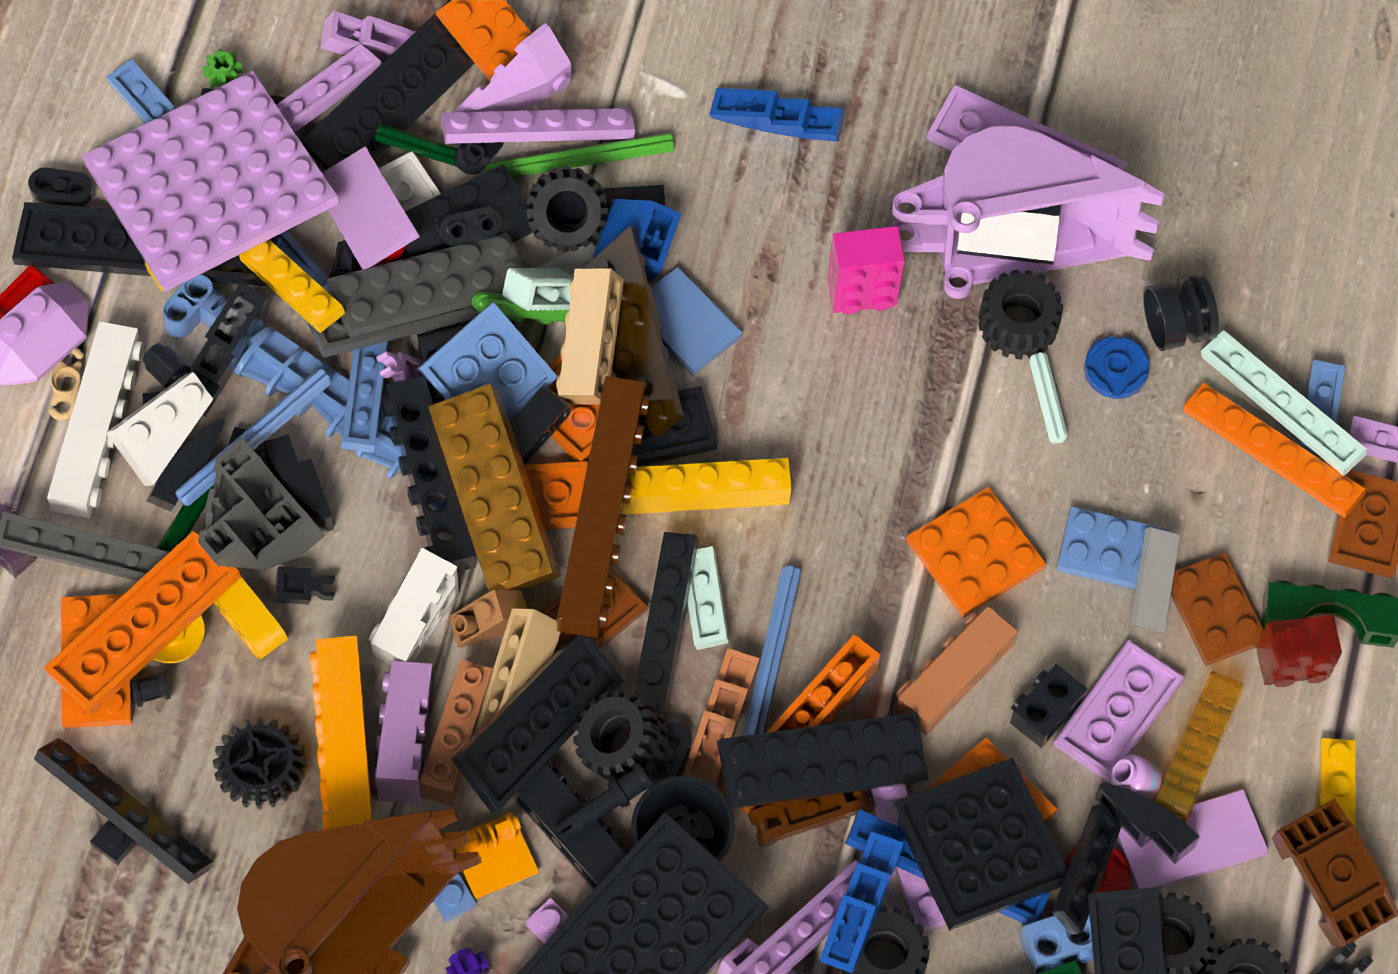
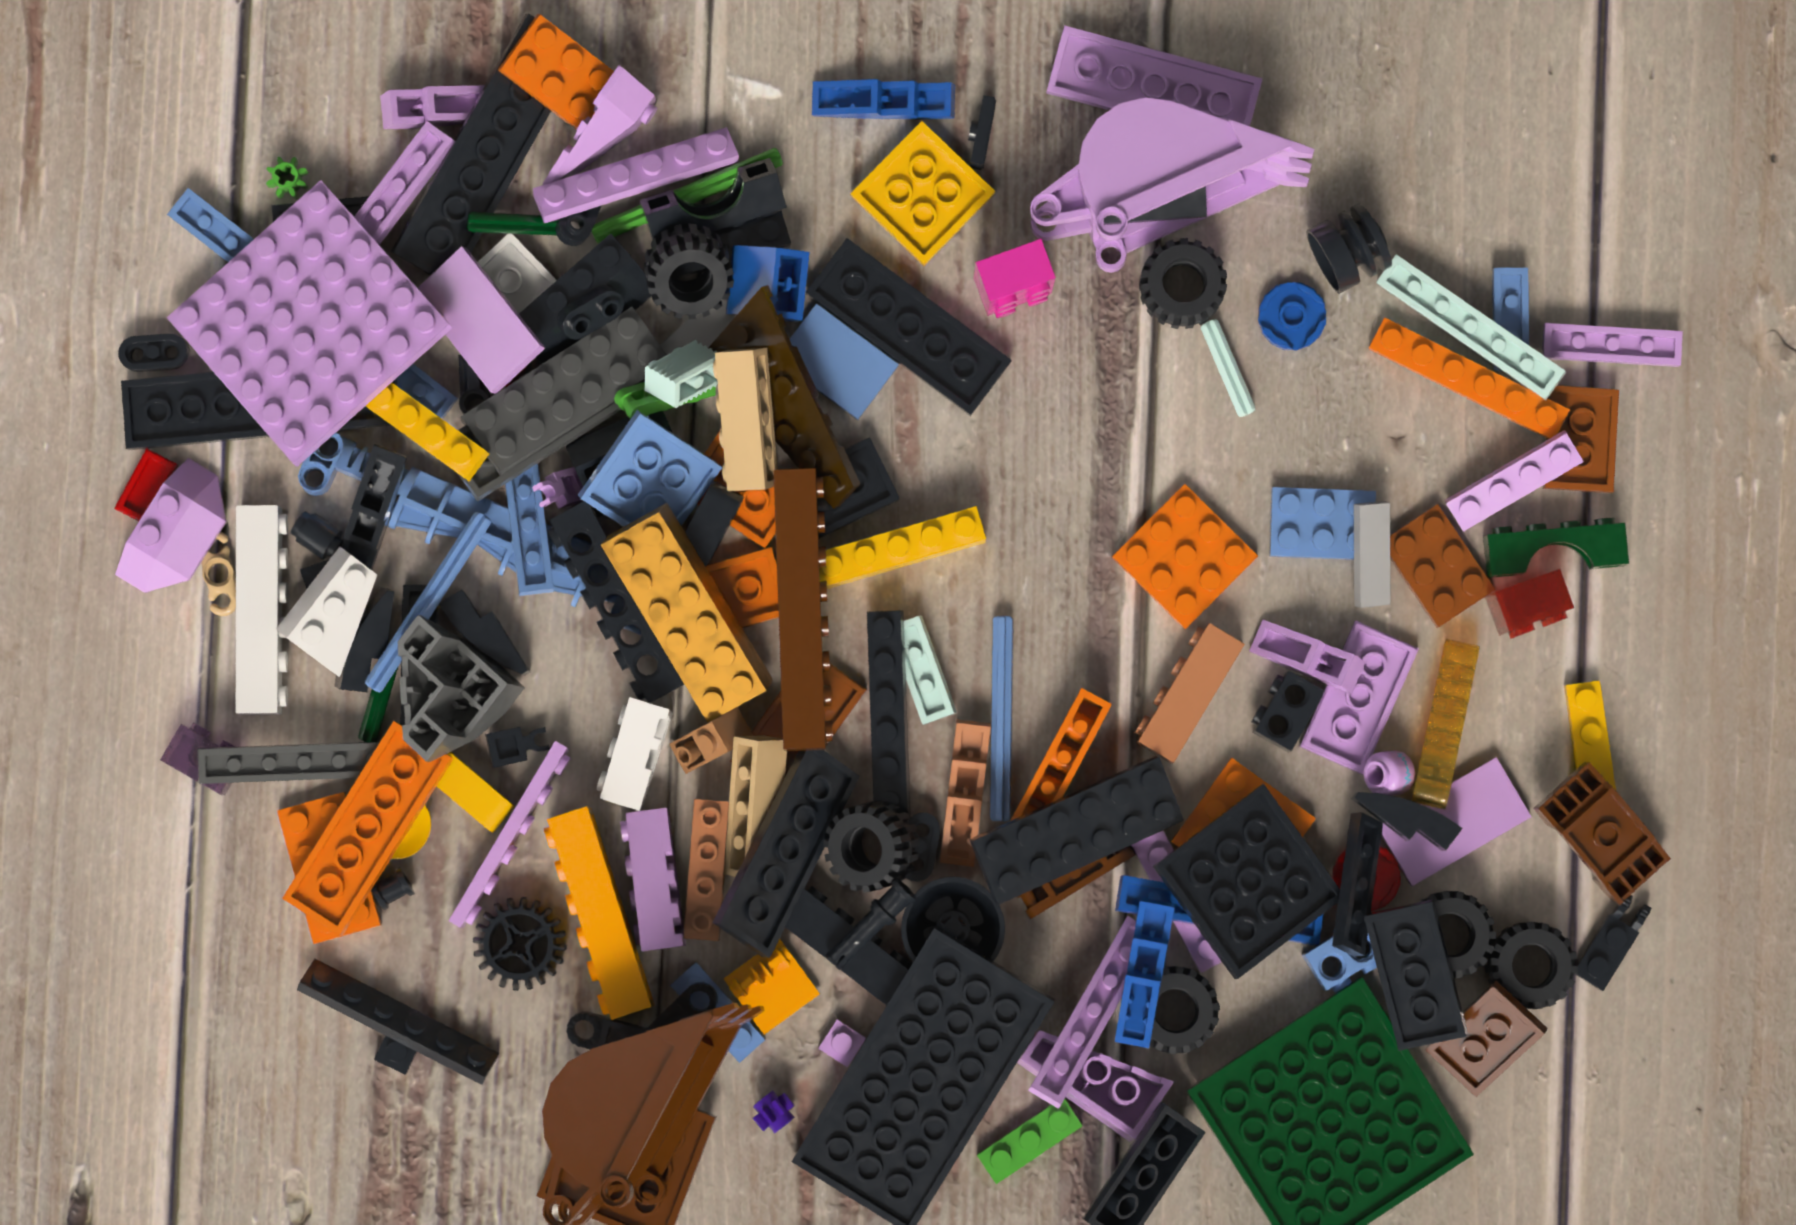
camera: 10 degrees left, 20 degrees up
(268, 670) = (503, 848): none -> lavender plate
(643, 161) = (752, 195): none -> black arch
(759, 303) = (908, 327): none -> black plate
(796, 196) = (922, 193): none -> yellow plate
(860, 156) = (981, 131): none -> black plate
(1078, 657) = (1307, 656): none -> lavender slope
(1301, 542) = (1514, 480): none -> lavender plate

